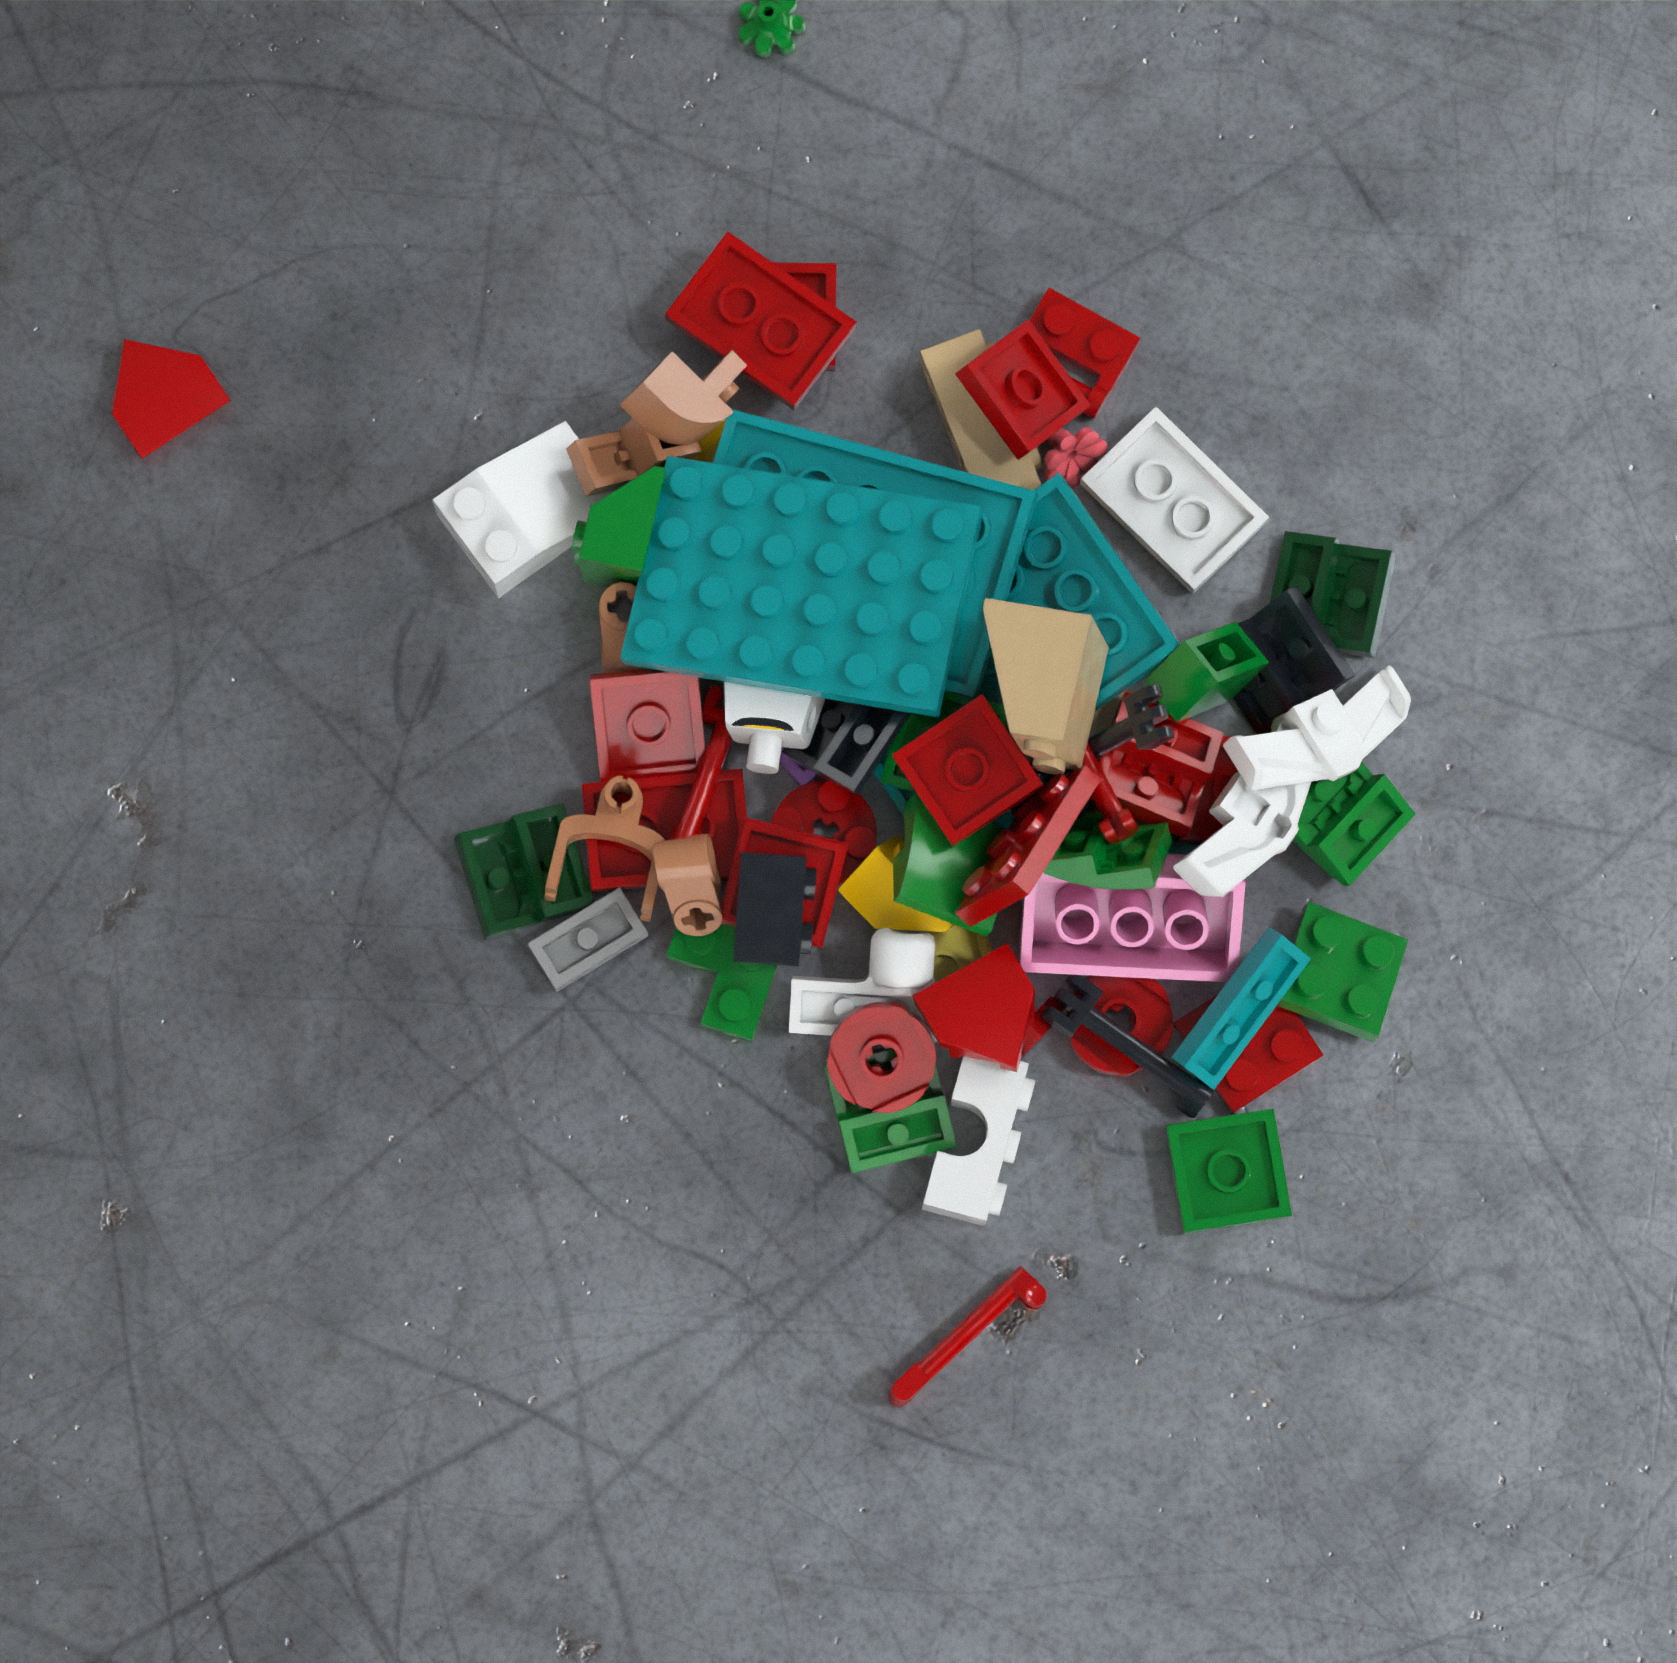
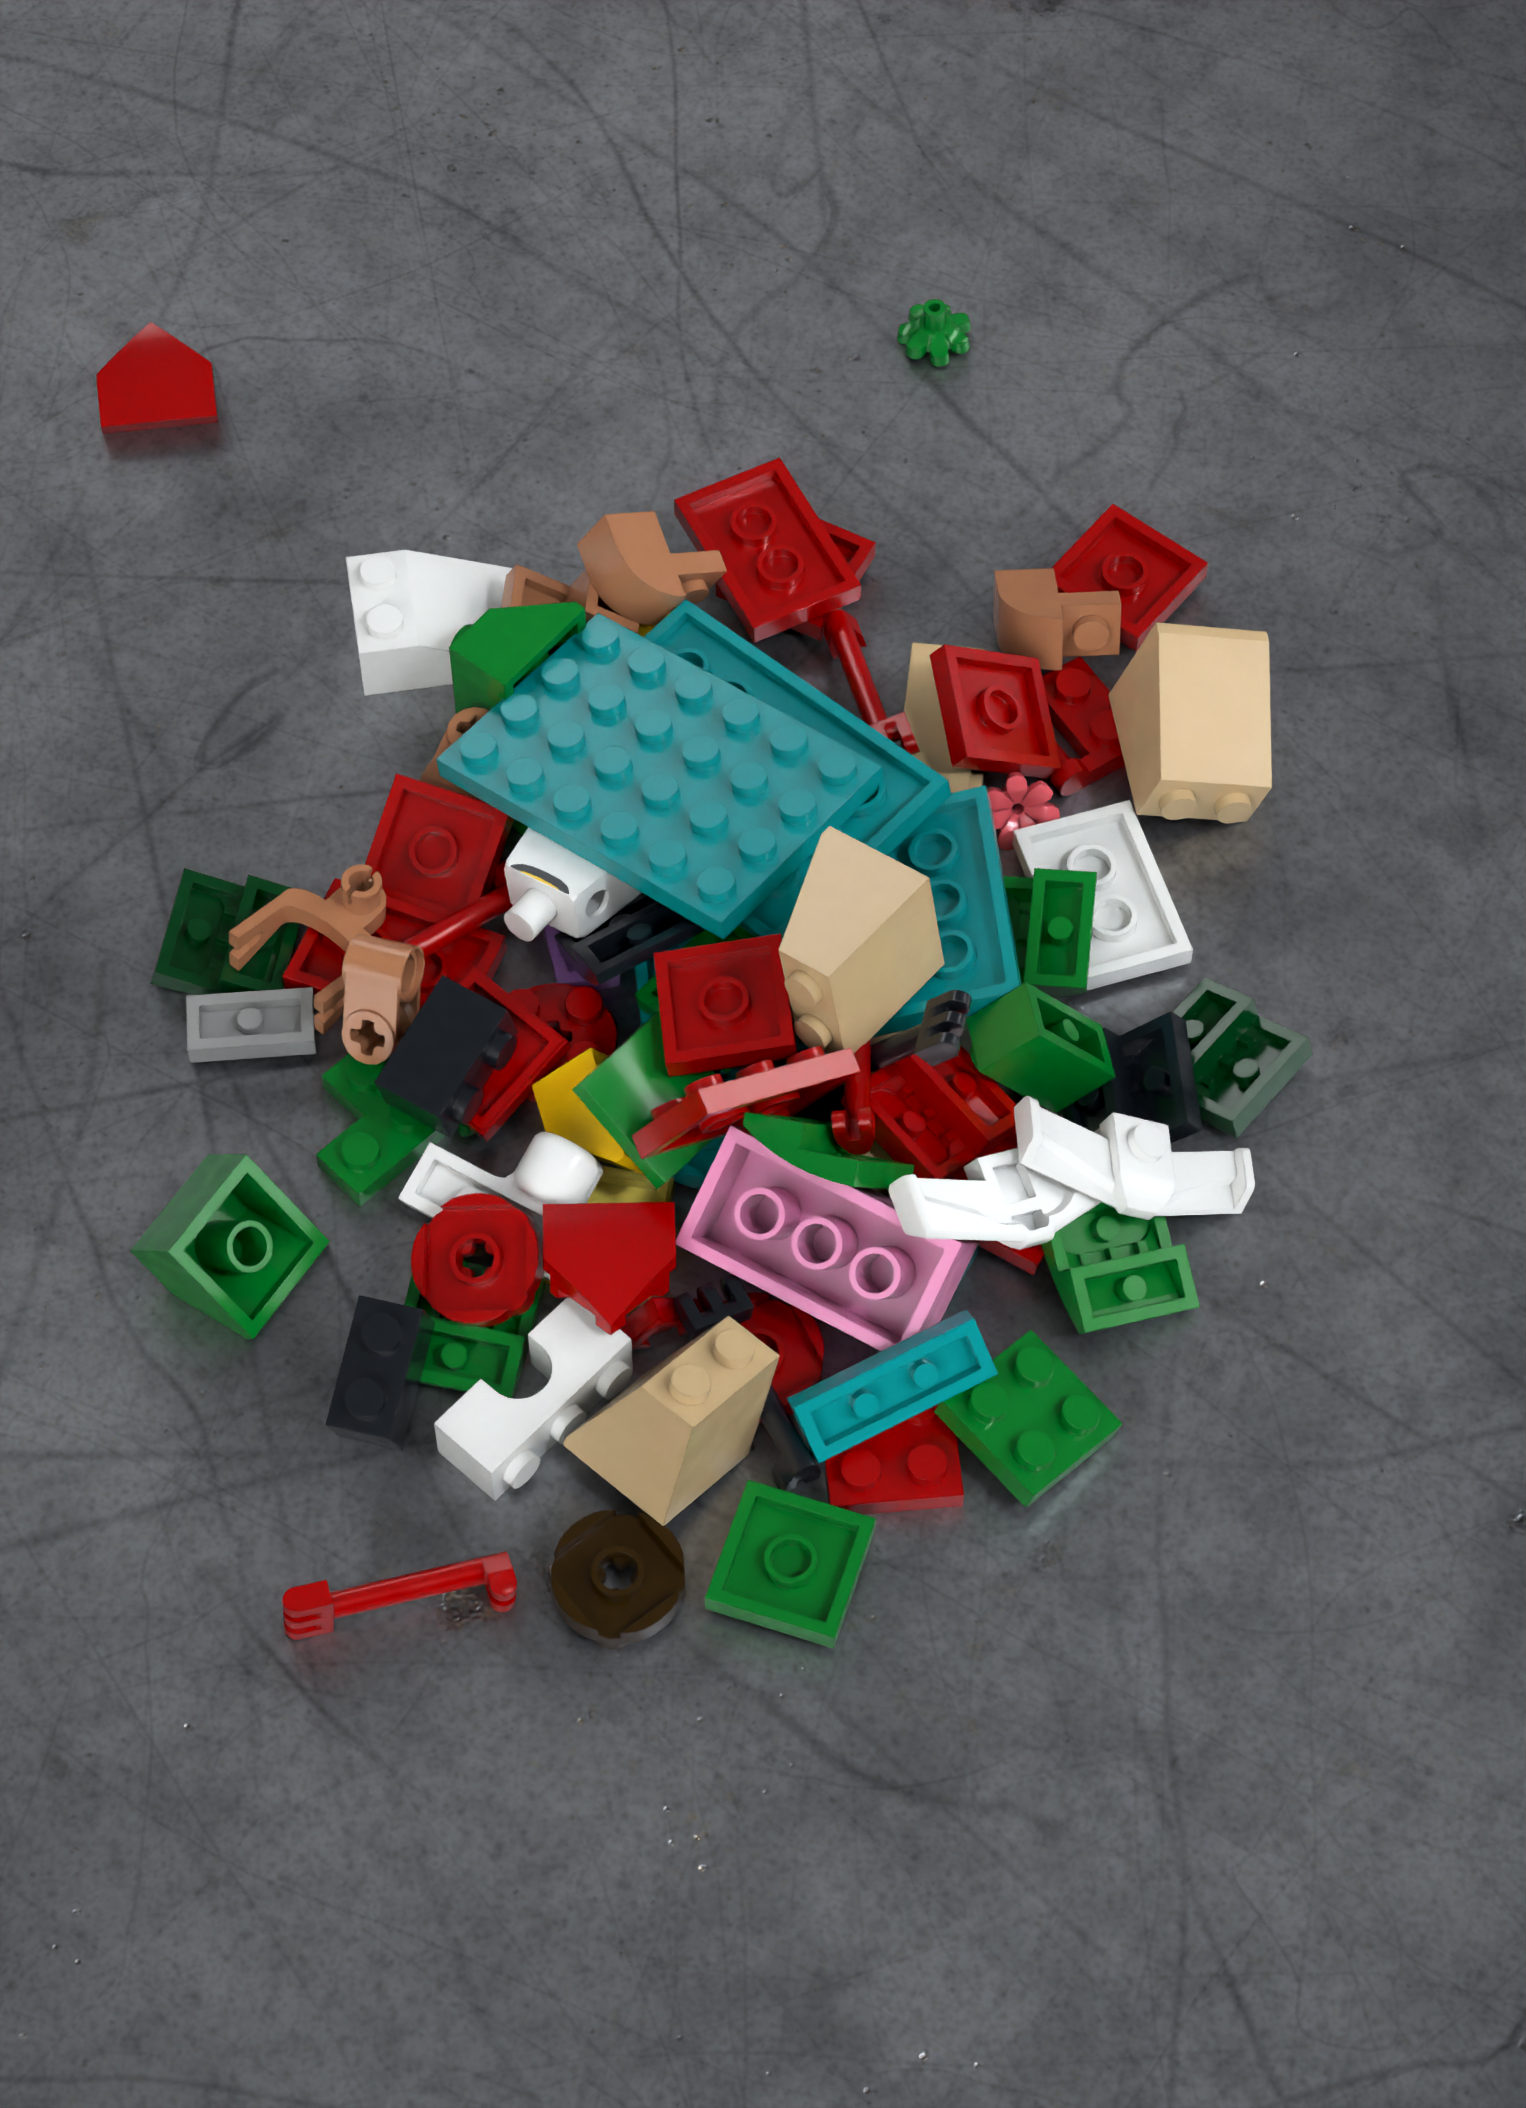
camera: 30 degrees right, 20 degrees down
(681, 1130) = (230, 1243): none -> green slope
(856, 364) = (845, 643): none -> red hinge
(860, 1182) = (380, 1372): none -> black brick
(1009, 281) = (1051, 625): none -> nougat brick
(1046, 194) = (1136, 561): none -> red plate
(1094, 1110) = (681, 1421): none -> tan slope
(1140, 1235) = (618, 1615): none -> dark brown plate
(1159, 557) = (1053, 928): none -> green slope
(1182, 323) = (1196, 722): none -> tan slope

